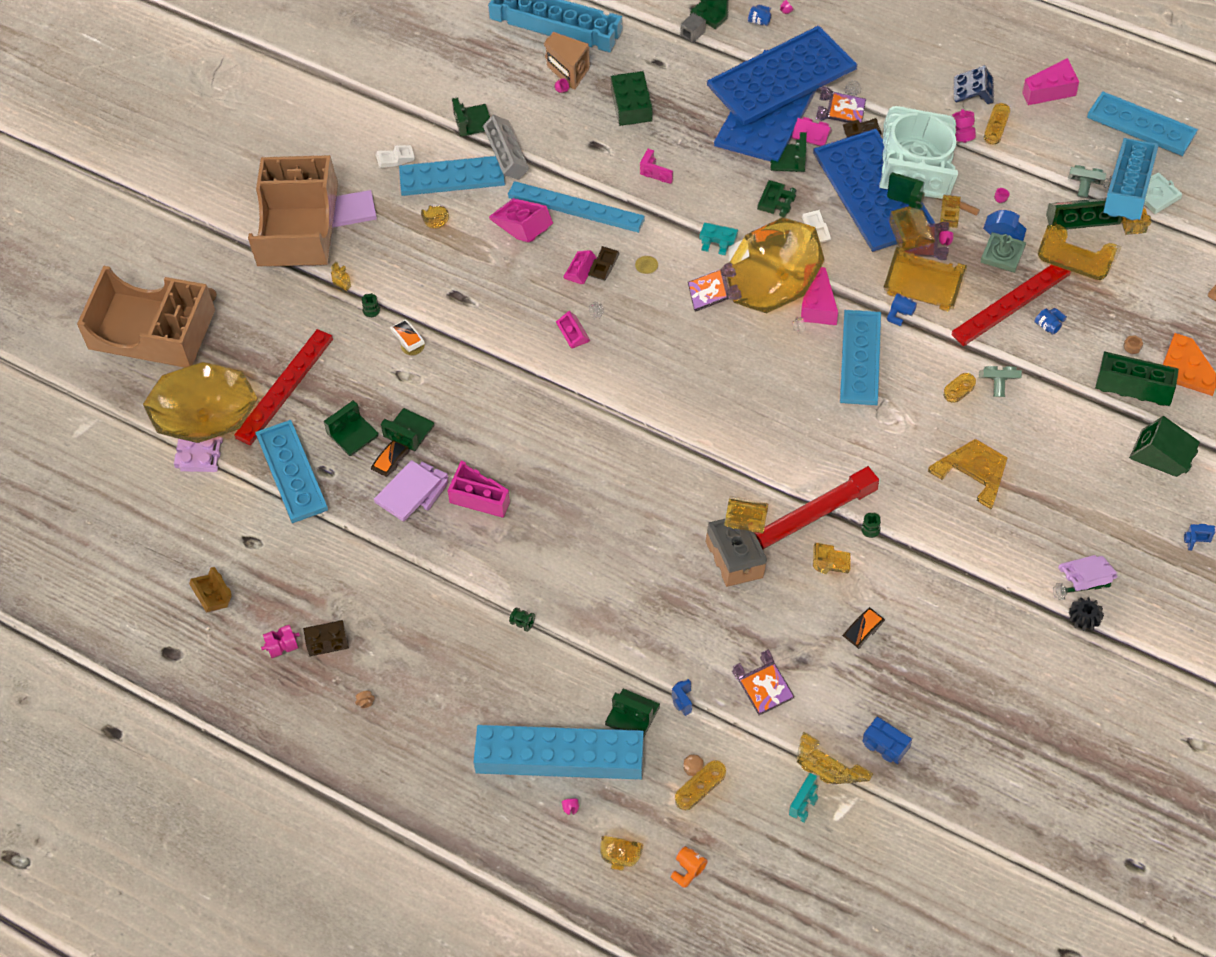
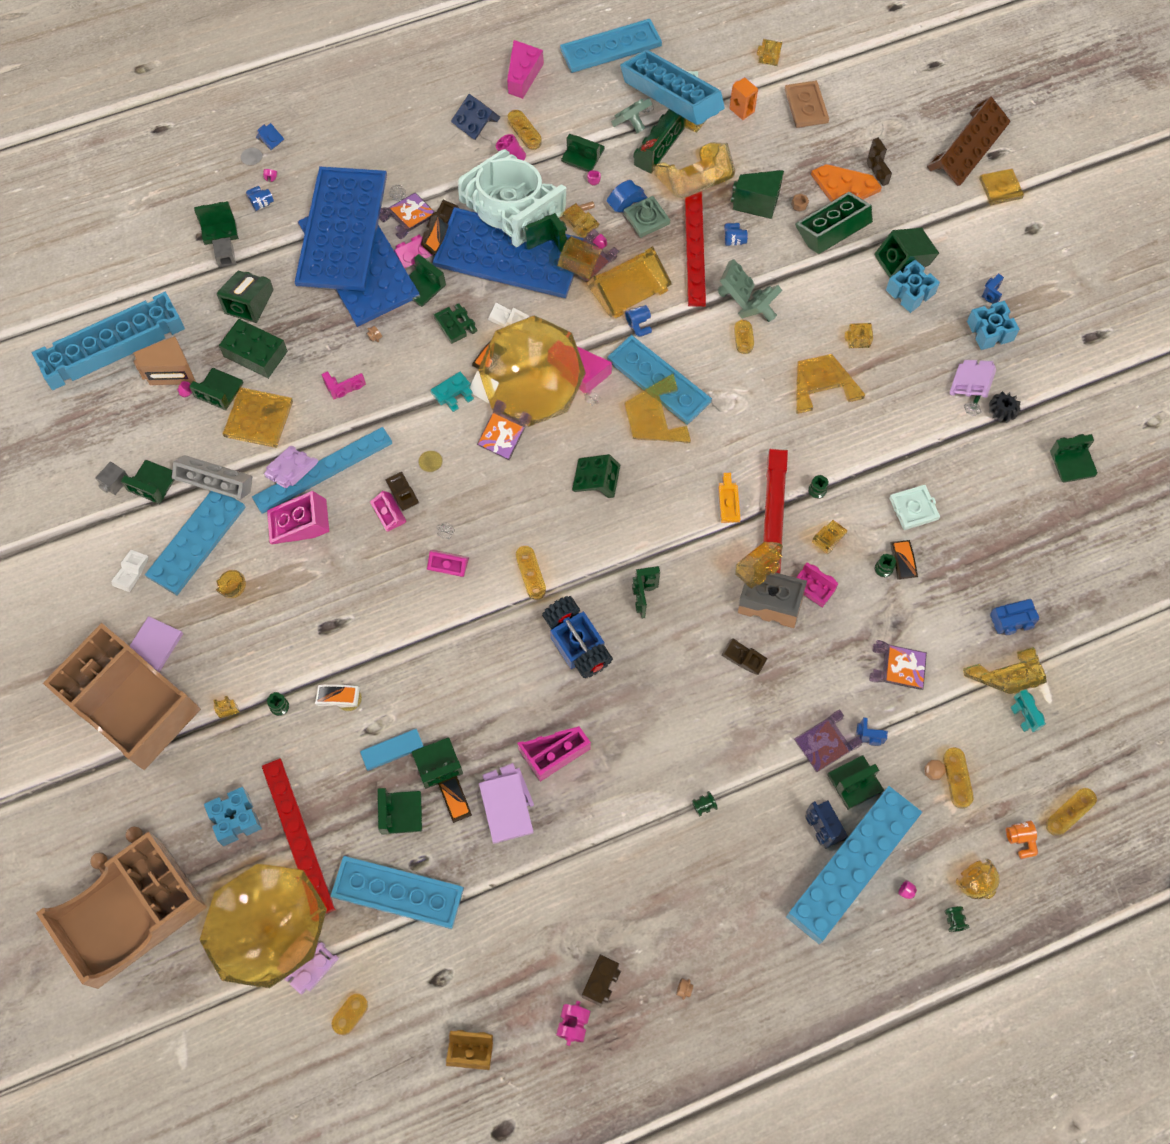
camera: 55 degrees left, 10 degrees up
(181, 504) = (350, 1014): none -> clear yellow plate
(266, 337) = (245, 818): none -> dark azure brick
(395, 395) = (391, 749): none -> dark azure tile
(450, 92) = (110, 478): none -> flat silver brick
(557, 184) = (289, 467): none -> lavender plate
(574, 856) = (956, 919): none -> dark green bush
(575, 708) = (826, 824): none -> dark blue bracket
(579, 103) = (217, 388): none -> dark green bracket
(581, 141) = (258, 417): none -> clear yellow plate
(581, 443) = (576, 637): none -> brick
(614, 379) = (530, 565): none -> clear yellow plate
(648, 672) = (825, 742): none -> clear purple flag
(664, 455) = (647, 580): none -> dark green bracket
(669, 63) = (245, 295): none -> dark green slope
(671, 569) = (743, 657): none -> dark brown slope
(716, 158) = (374, 334): none -> medium nougat plate
(735, 372) = (597, 474): none -> dark green bracket
(736, 884) = (1078, 809): none -> clear yellow plate
(778, 577) = (819, 585): none -> dark pink bracket
(798, 471) = (729, 500): none -> light orange hinge
(820, 368) = (647, 415): none -> clear yellow wing
(836, 132) = (435, 235): none -> slope
(844, 616) = (881, 566): none -> dark green bush
(920, 605) = (914, 507): none -> light aqua plate
(1000, 347) = (736, 283): none -> sand green plate
(1017, 172) = (582, 152): none -> dark green bracket
(1050, 468) = (865, 336): none -> clear yellow brick
(1089, 697) = (1073, 458): none -> dark green bracket
(1105, 307) = (757, 193): none -> dark green slope
(1133, 471) = (912, 286): none -> dark azure brick
(1157, 554) = (993, 325): none -> dark azure brick
(1187, 238) = (743, 98): none -> orange brick

